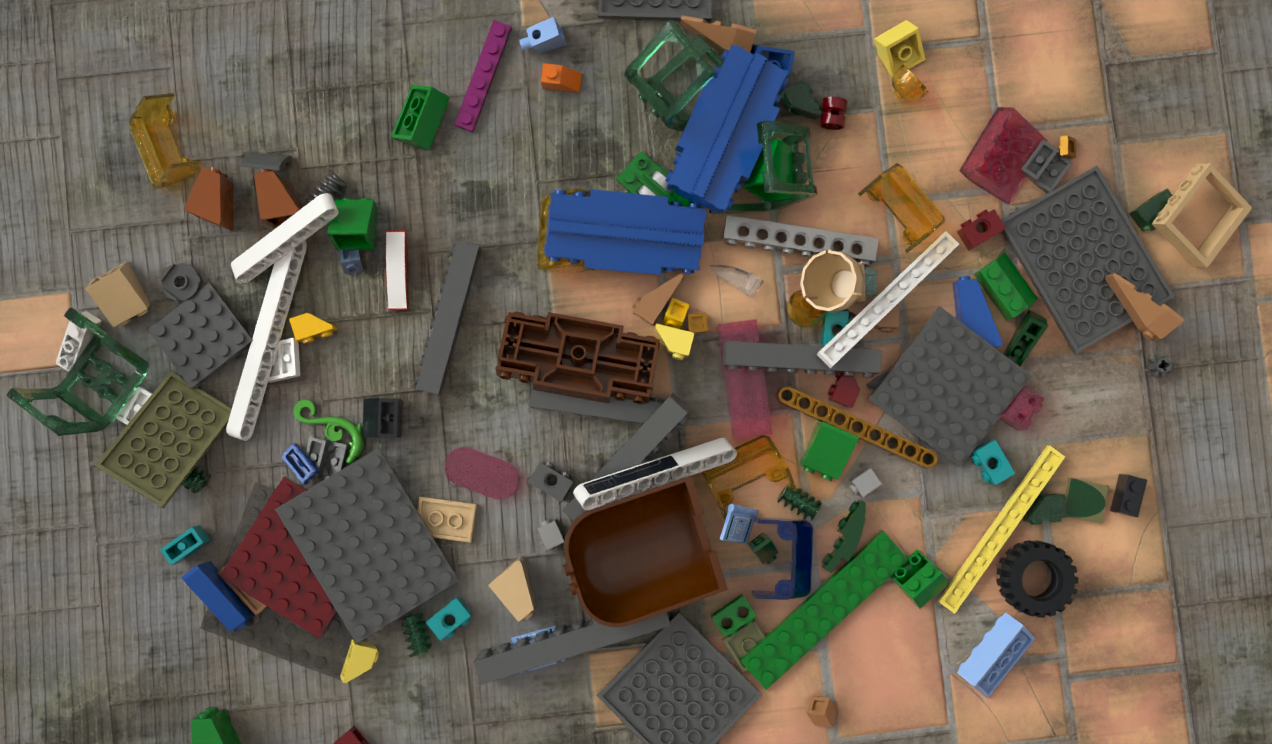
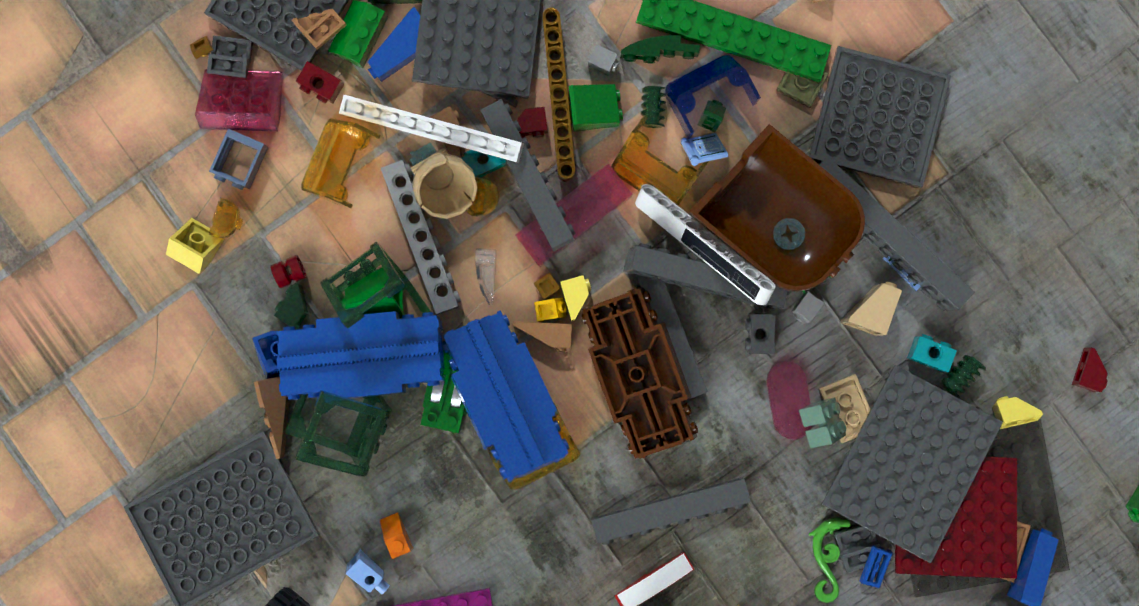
camera: 115 degrees left, 0 degrees up
(382, 417) = (793, 516): black slope -> none
(452, 495) = (827, 416): none -> sand green piece
(631, 550) = (794, 226): none -> clear light blue gear
(730, 611) = (782, 114): green brick -> none
(965, 114) = (222, 155): none -> sand blue window
(1029, 255) = (320, 26): none -> medium nougat wing

